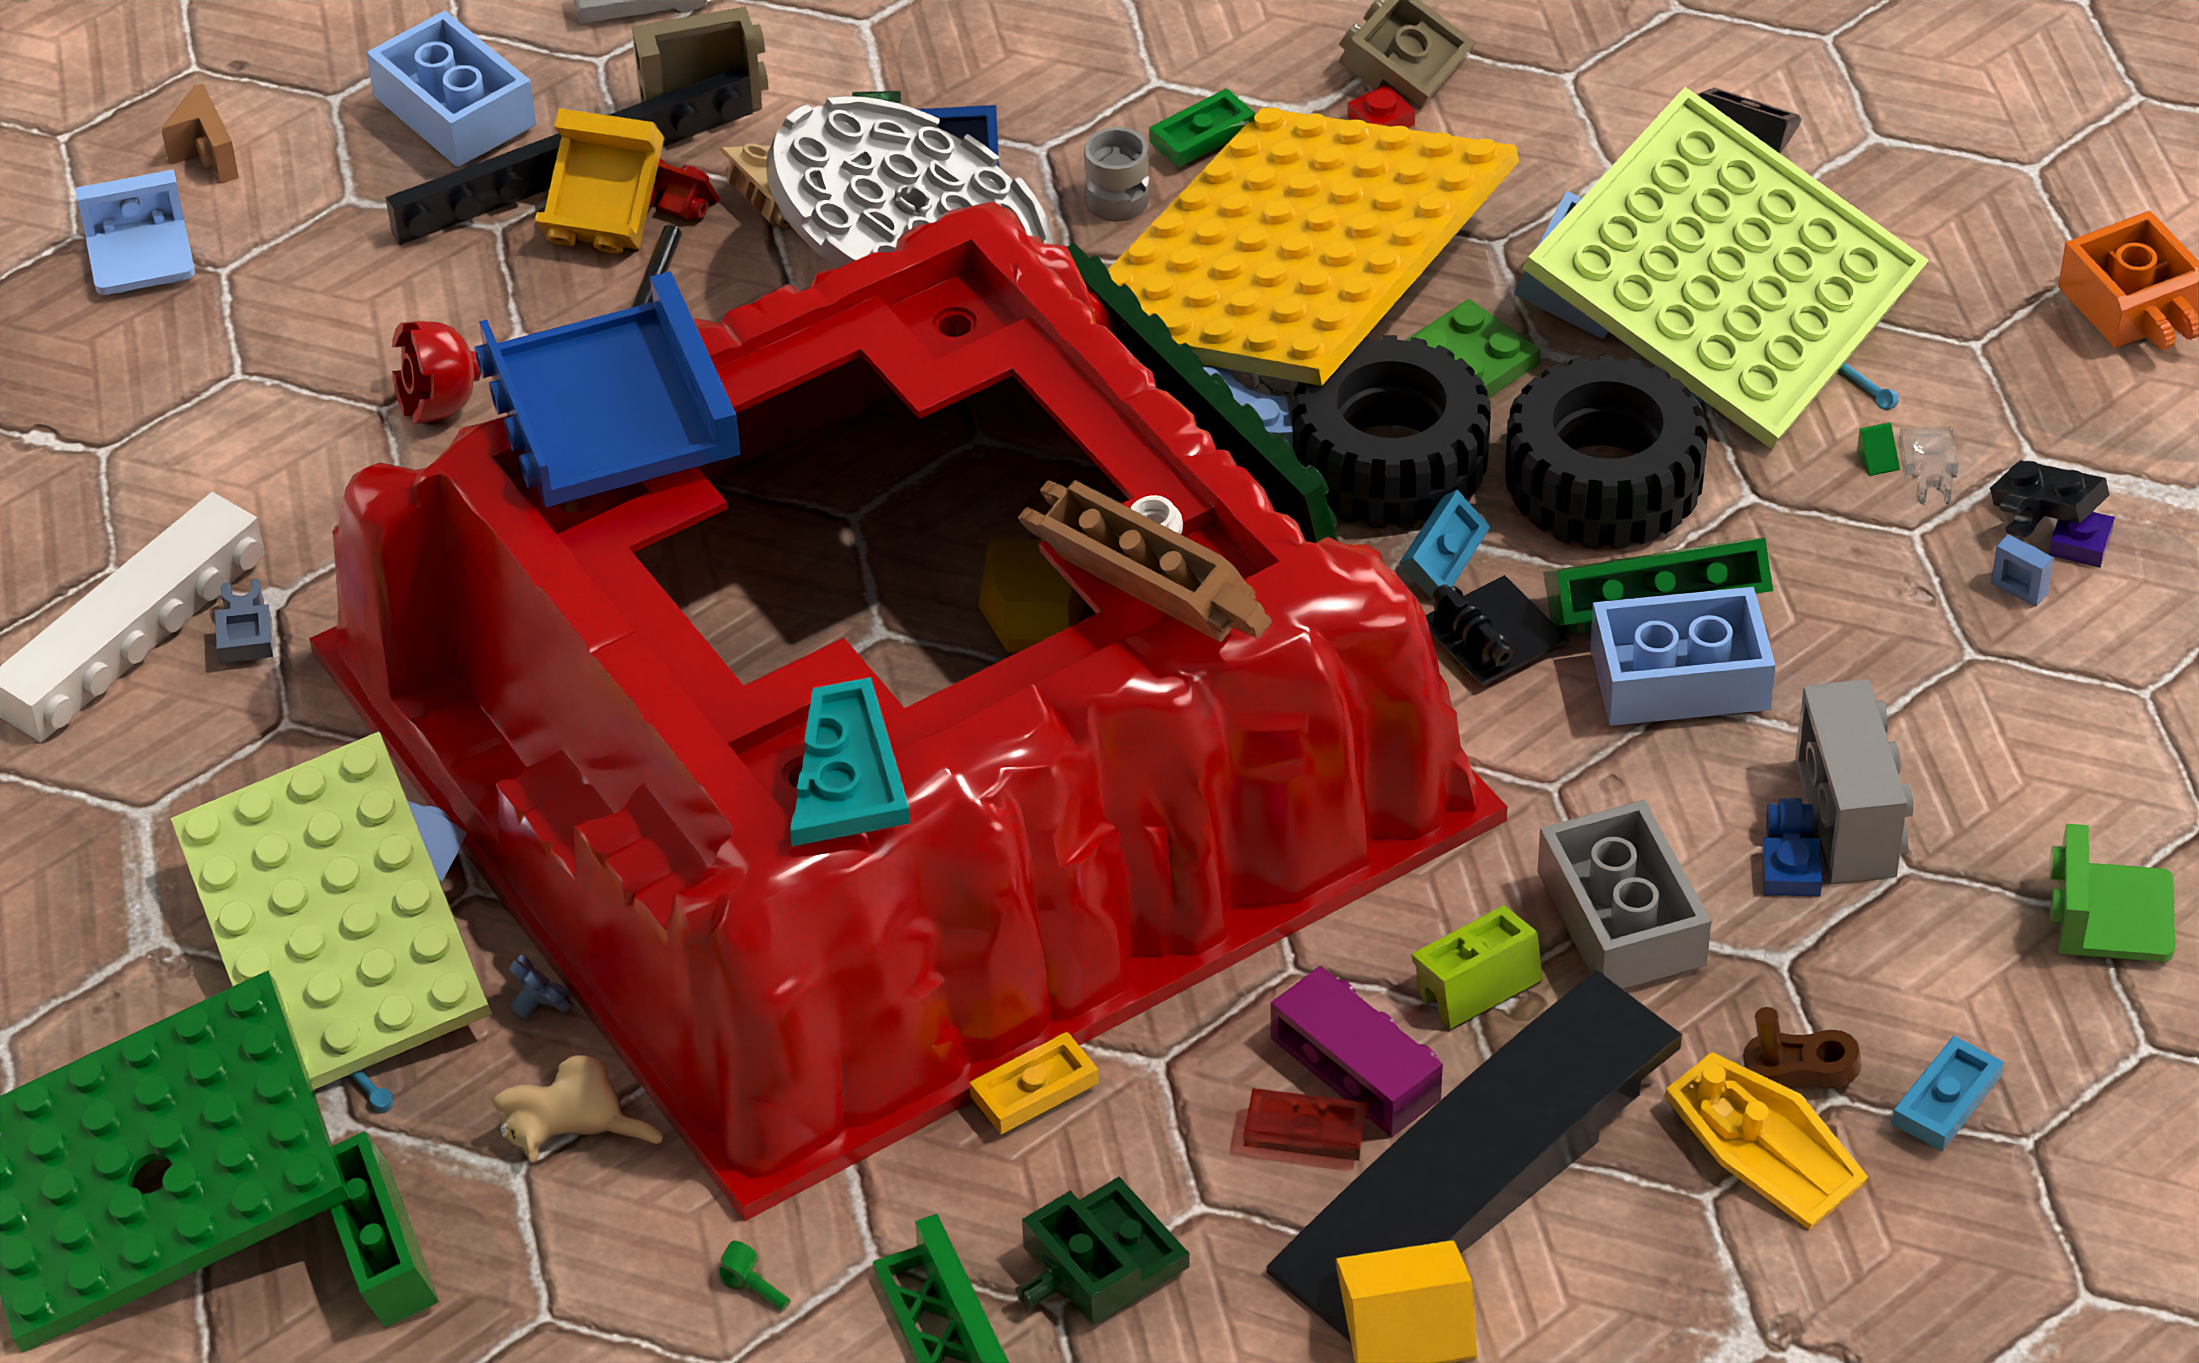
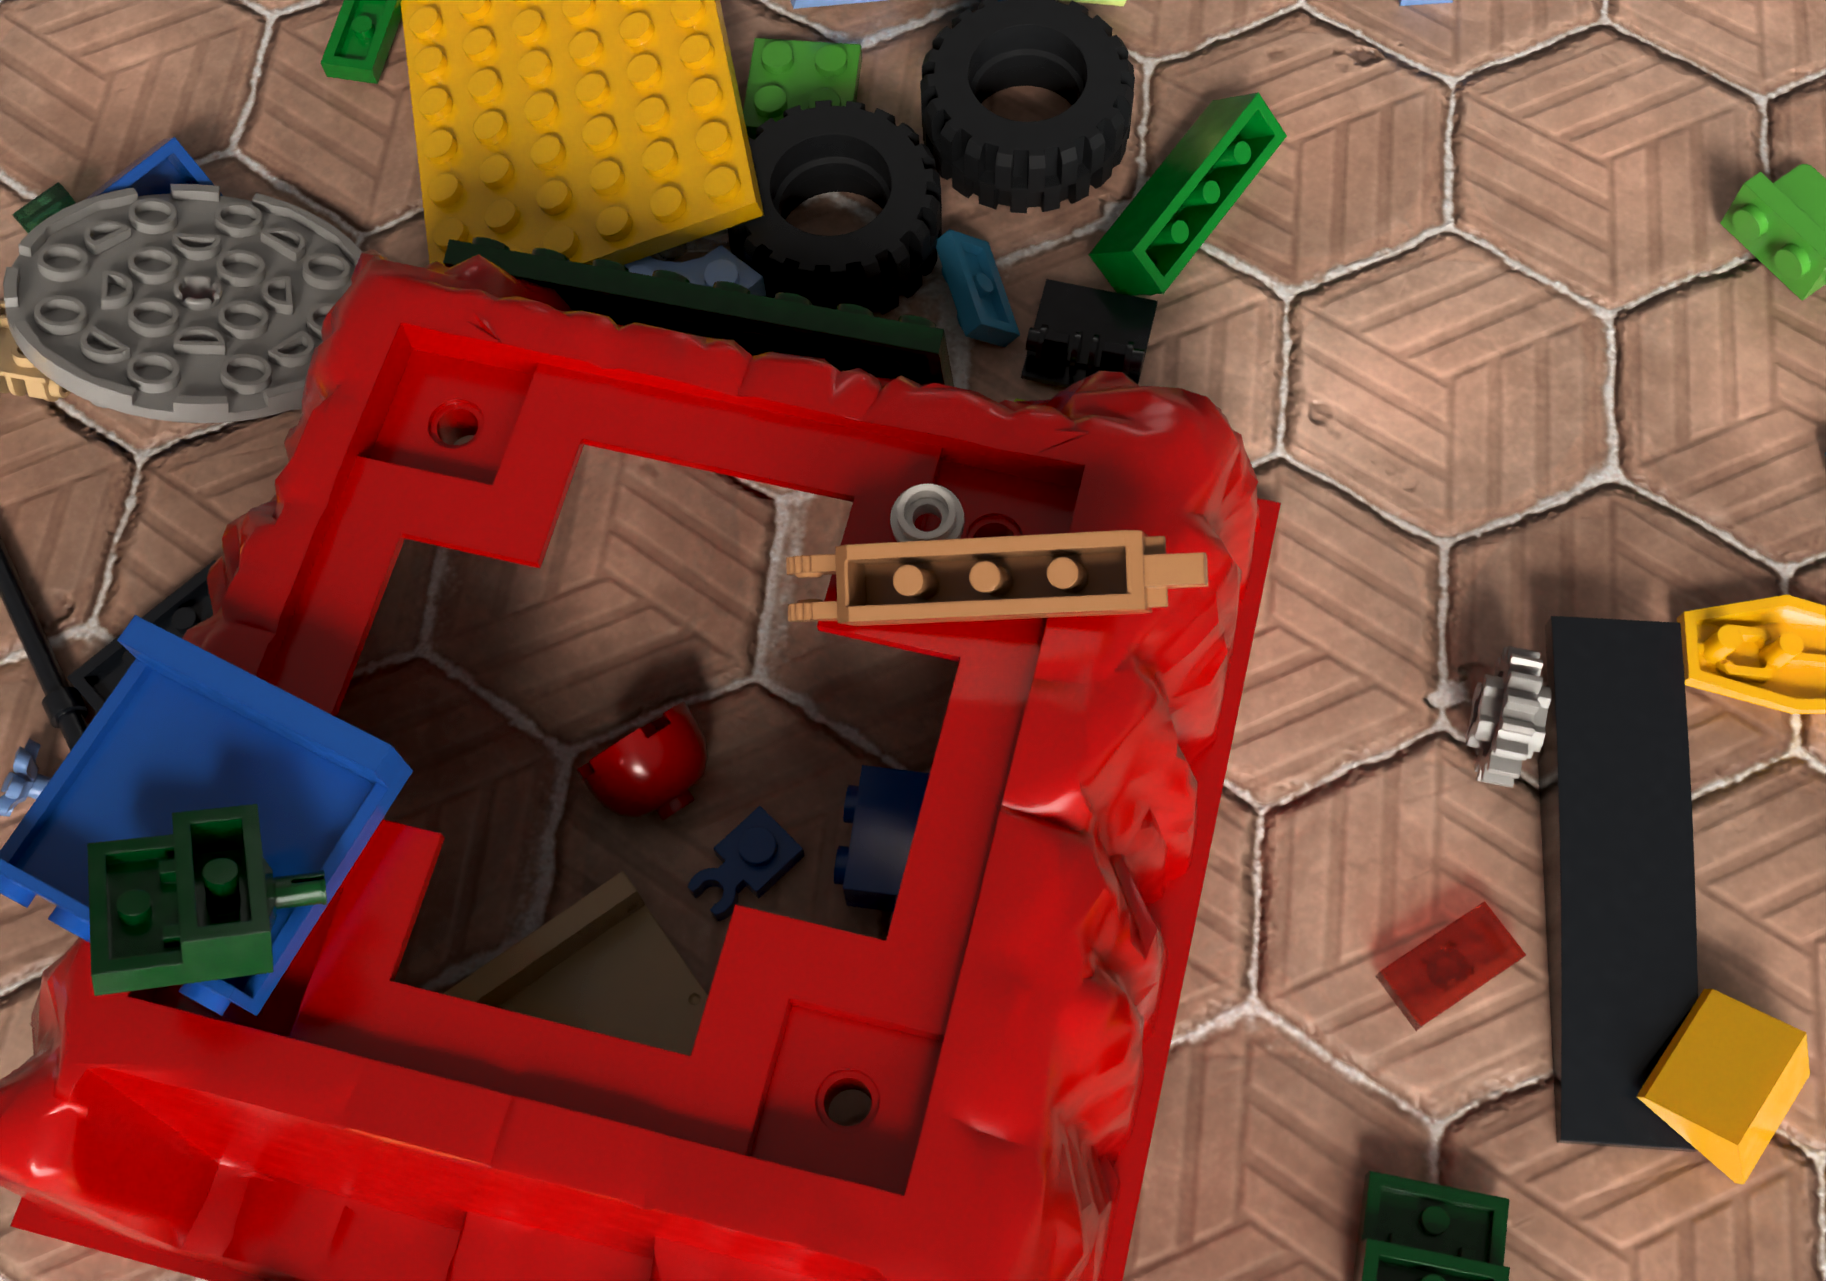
camera: 40 degrees left, 20 degrees up
(565, 410) = (188, 903): none -> dark green plate
(847, 767) = (943, 1093): teal wing -> none
(918, 655) = (650, 767): none -> red cylinder
(1025, 594) = (678, 613): piece -> none
(1034, 1082) = (1189, 1131): yellow plate -> none
(1116, 173) = (338, 127): light grey wheel -> none
(1356, 1050) = (1420, 853): magenta brick -> none
(1478, 965) = (1424, 680): lime hinge -> none
(1497, 1003) = (1508, 716): none -> light grey gear
(1624, 895) = (1477, 520): light grey brick -> none
(1682, 656) = (1280, 251): light blue brick -> none
(1791, 862) = (1532, 377): blue plate -> none
(1813, 1059) = (1732, 567): reddish brown piece -> none
(1852, 781) = (1535, 267): light grey brick -> none

